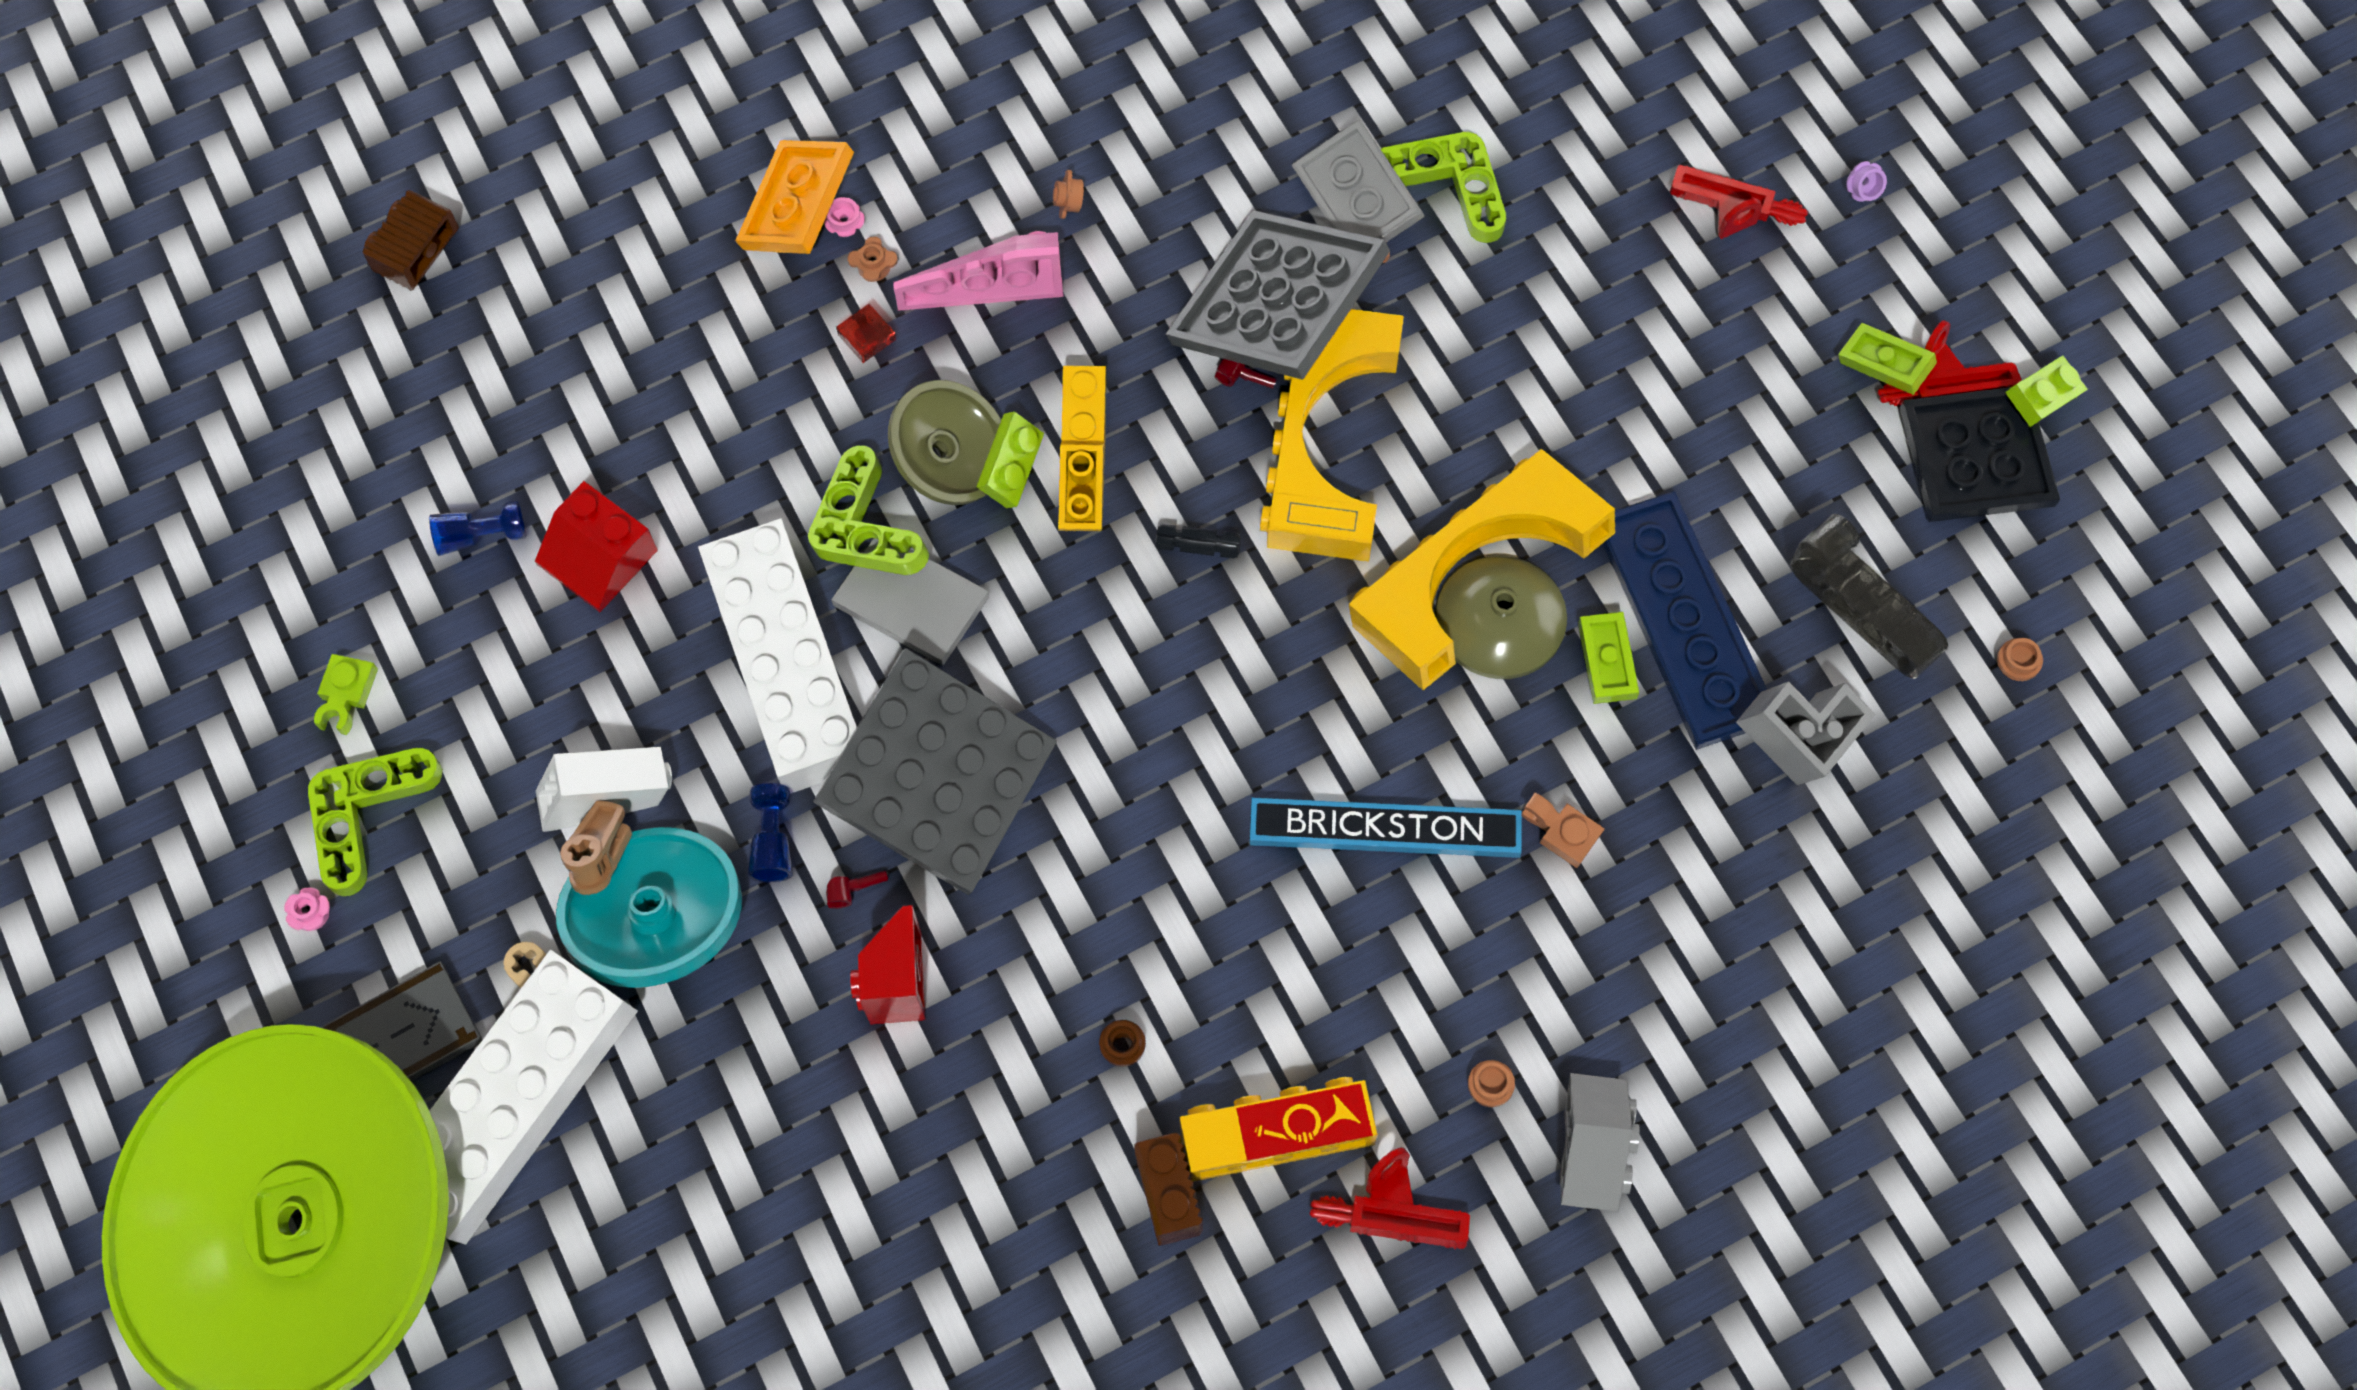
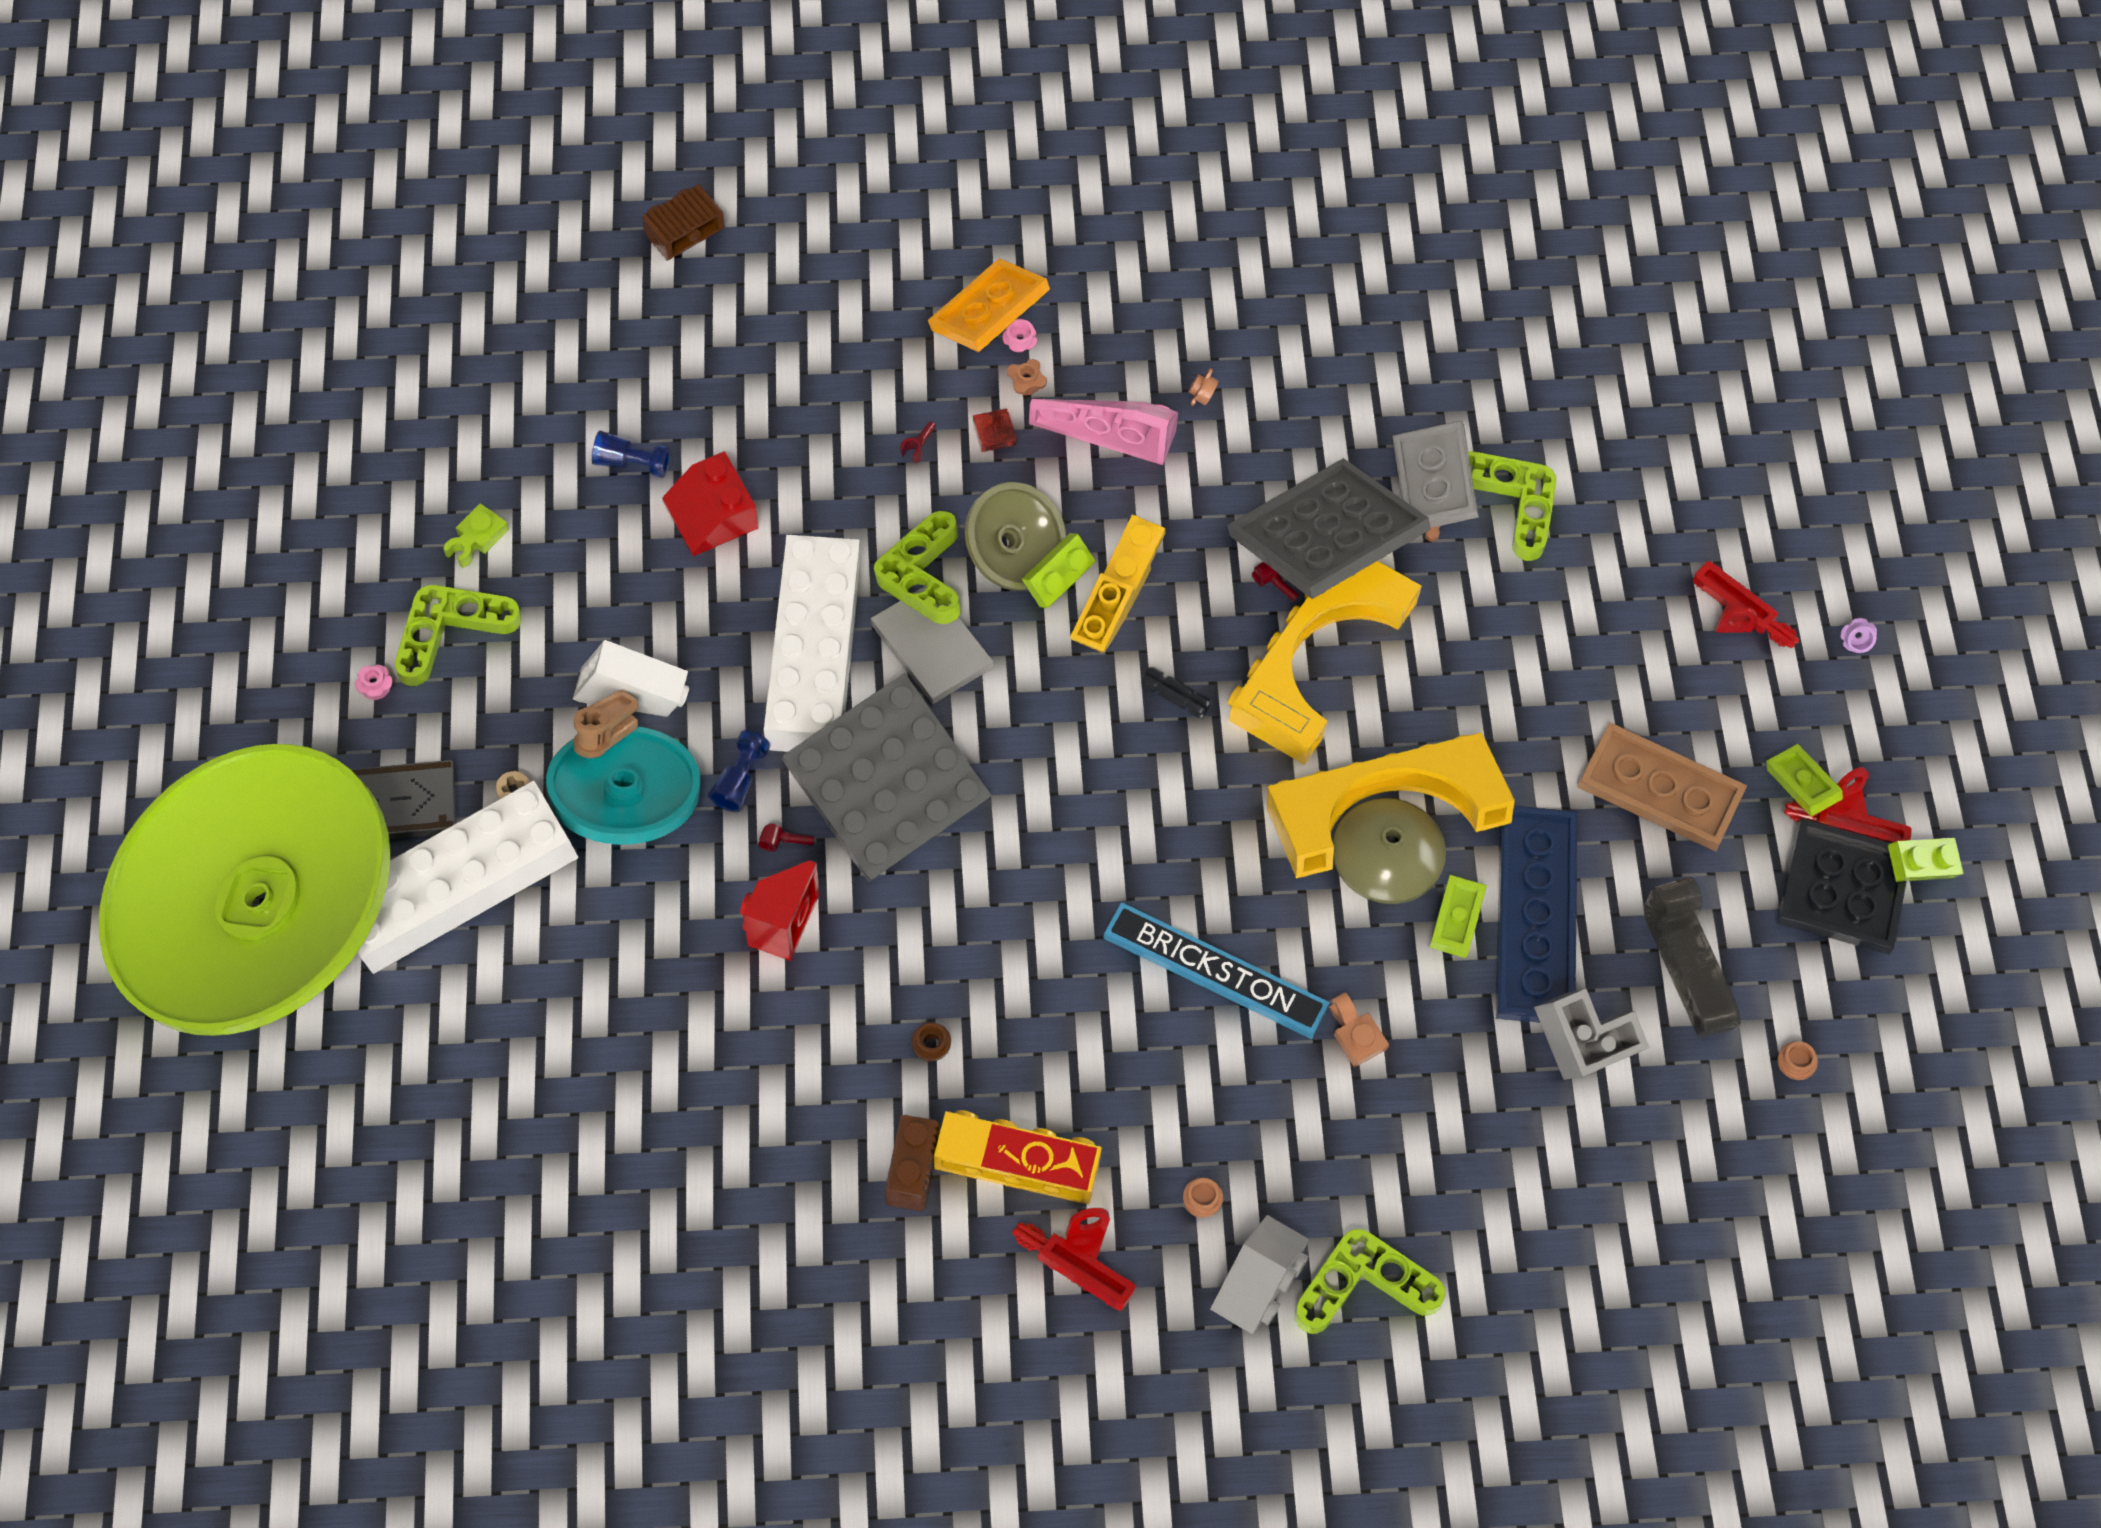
camera: 20 degrees right, 5 degrees down
(788, 380) = (917, 443): none -> dark red hand
(1685, 1089) = (1357, 1267): none -> lime beam
(1747, 426) = (1662, 786): none -> medium nougat plate

